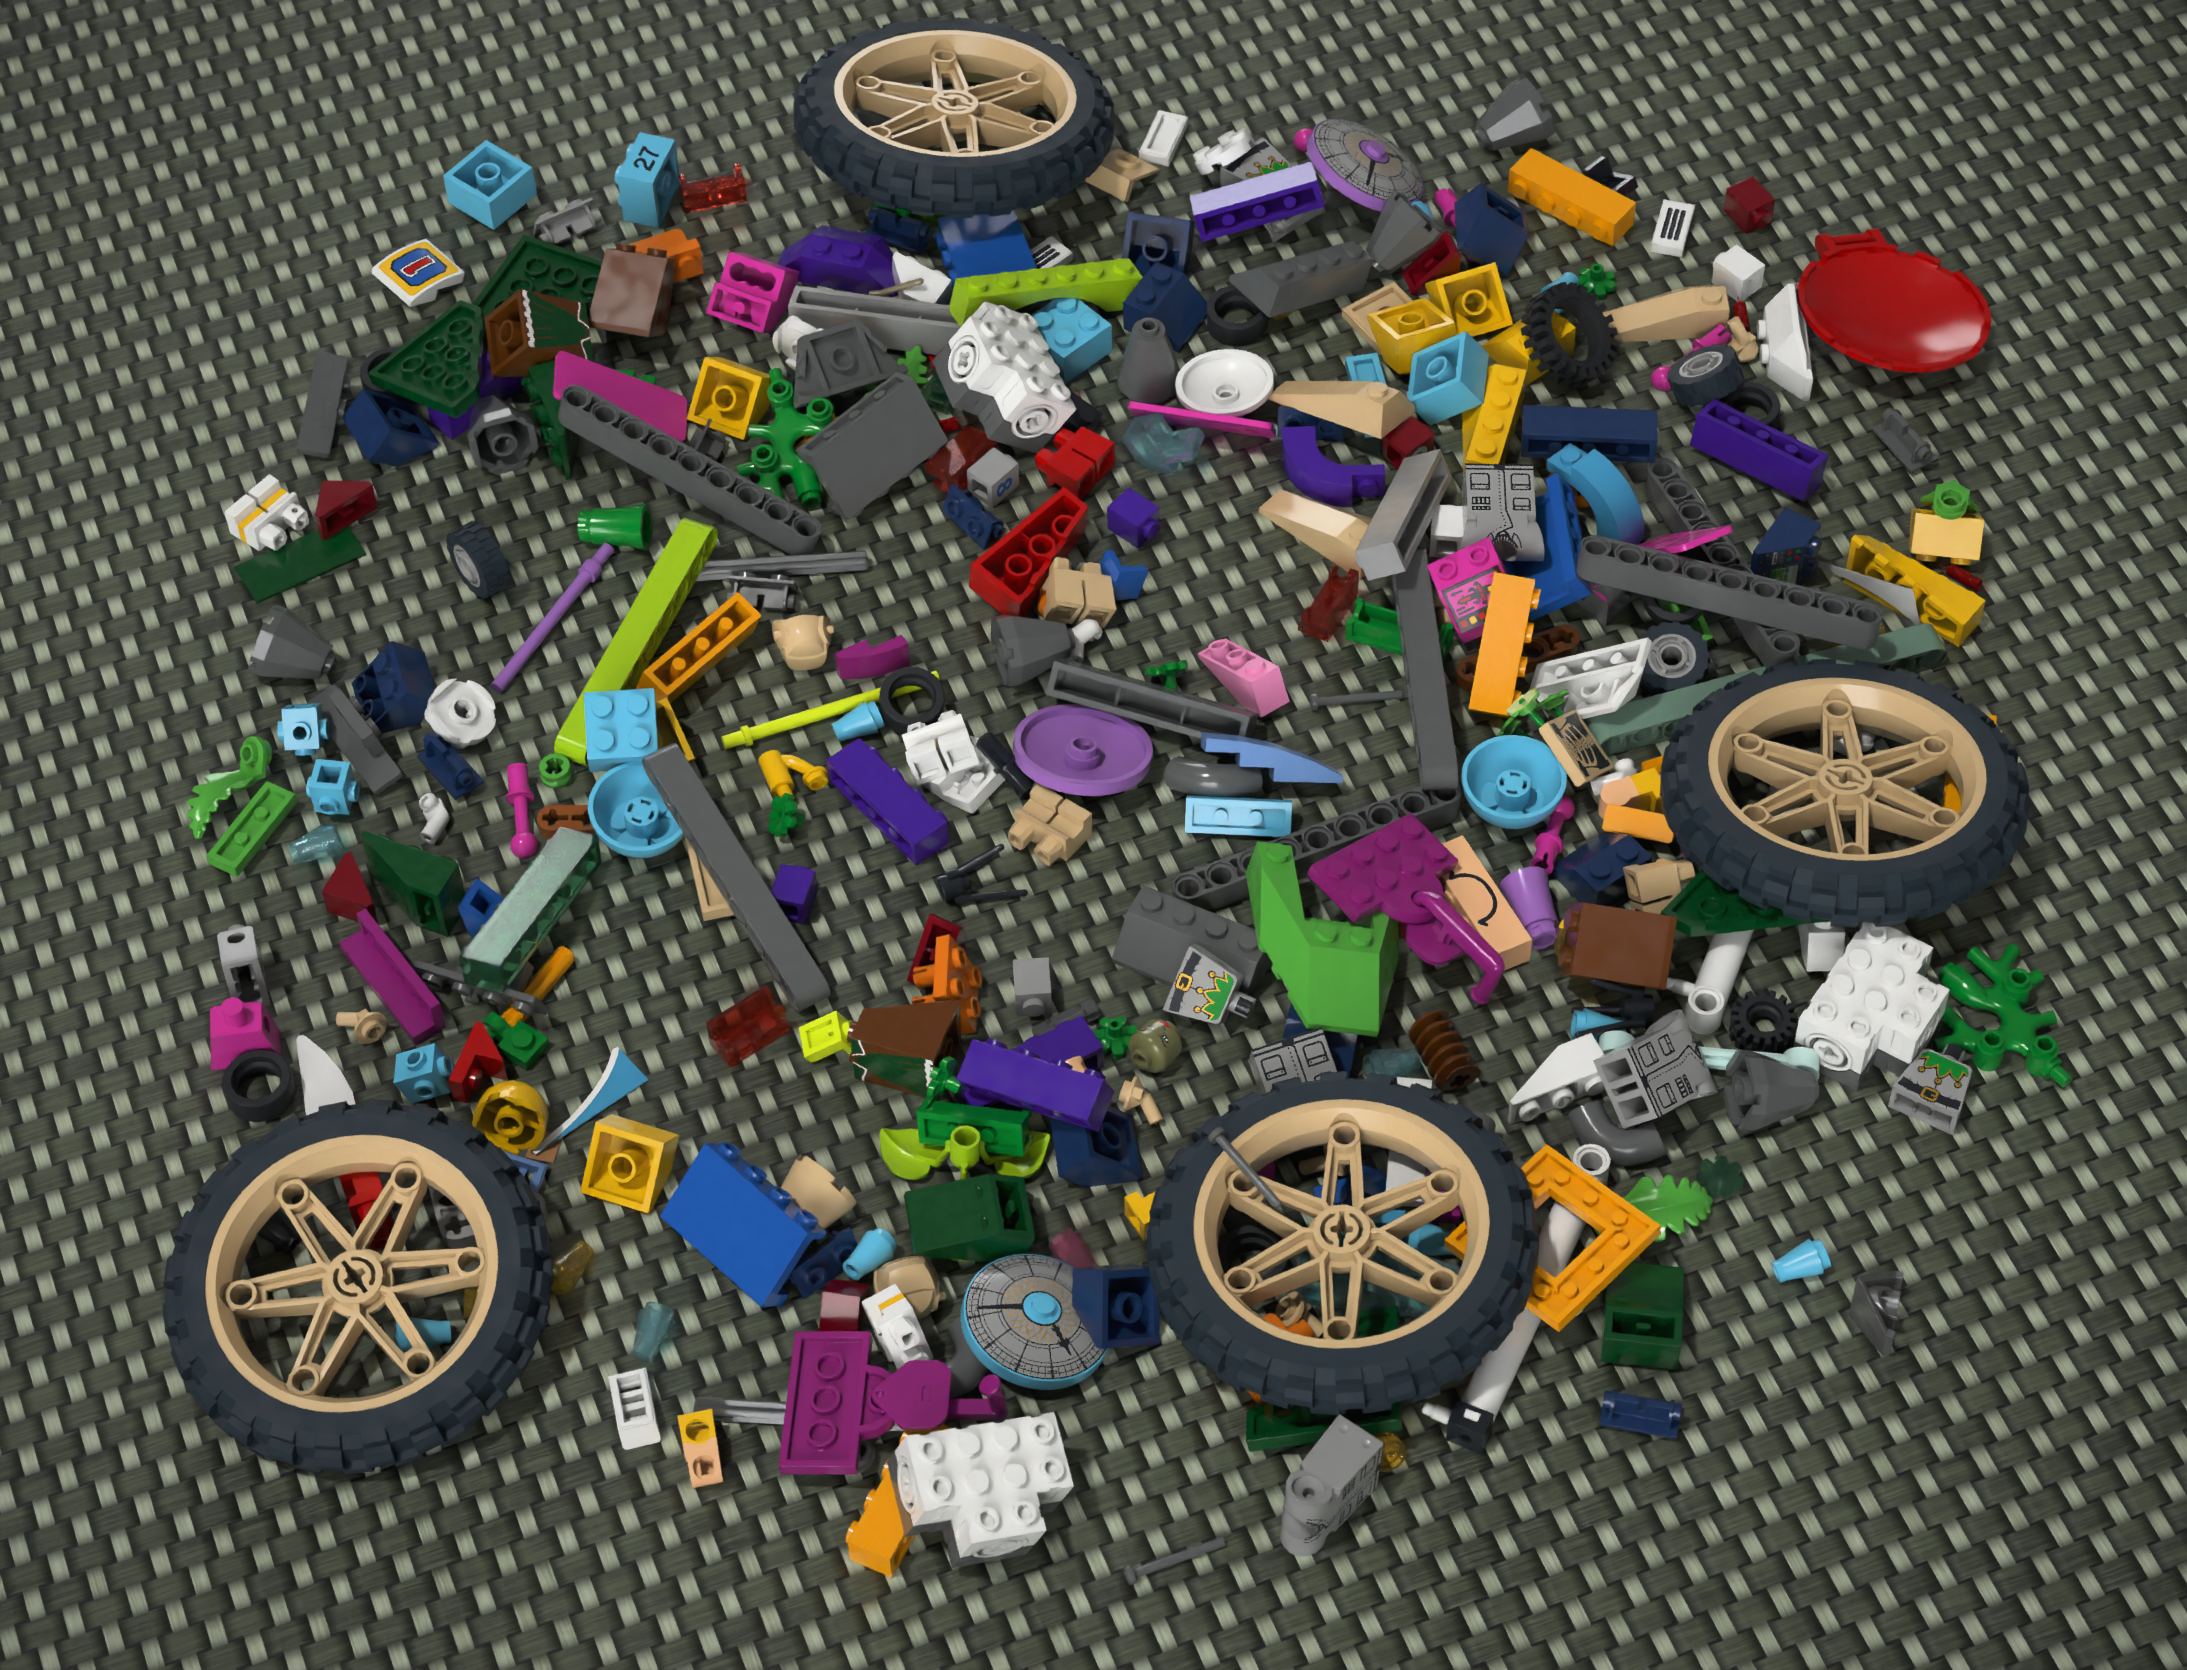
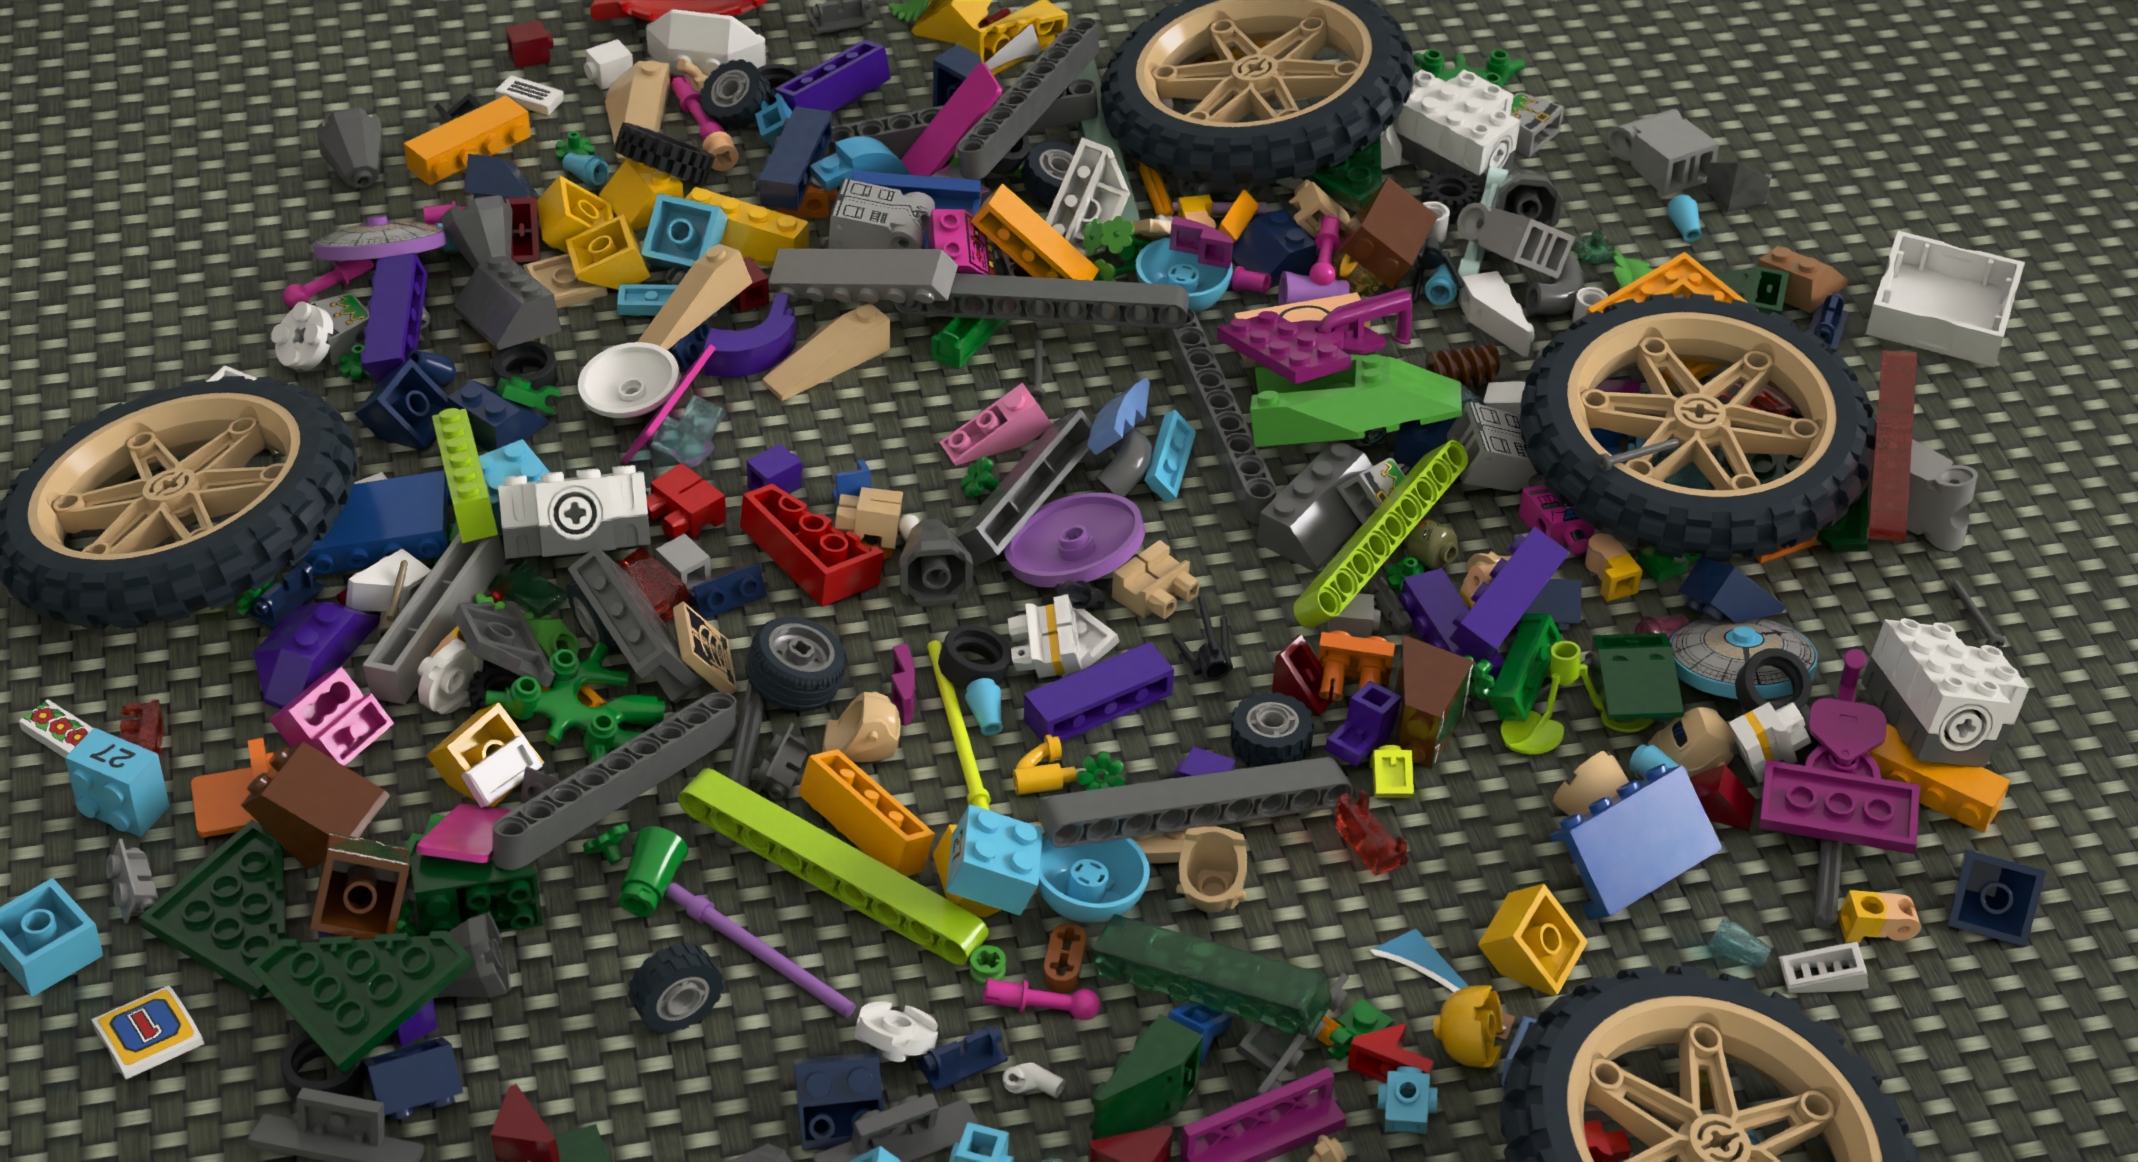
camera: 85 degrees left, 10 degrees down
(648, 494) = (608, 843): none -> green plant
(663, 905) = (1212, 868): none -> tan helmet
(705, 404) = (500, 770): none -> white tile
(722, 140) = (54, 727): none -> tile
(744, 1544) = (1995, 897): none -> dark blue slope
(855, 995) = (1367, 724): none -> dark purple brick
(865, 938) = (1271, 729): none -> black wheel
(868, 571) = (795, 663): none -> black wheel
(874, 506) = (704, 649): none -> tan tile
(938, 1313) = (1783, 660): none -> black tyre
(1107, 982) = (1380, 535): none -> lime beam
(1148, 364) = (579, 428): dark grey cone -> none
(1192, 317) = (521, 392): none -> green plate
(1211, 247) = (436, 366): none -> dark blue cone
(1330, 605) = (924, 362): clear red hinge -> none
(1340, 1420) = (1893, 447): none -> clear red beam
(1537, 778) = (1200, 239): none -> magenta slope
(1546, 900) = (1327, 243): none -> dark pink pin
(1620, 387) = (723, 145): none -> light nougat wheel
(1671, 418) = (772, 119): none -> dark azure brick
(1714, 1378) = (1808, 278): none -> medium nougat slope
(1722, 1535) = (1945, 299): none -> white tile
(1927, 1233) = (1665, 150): none -> light grey piece

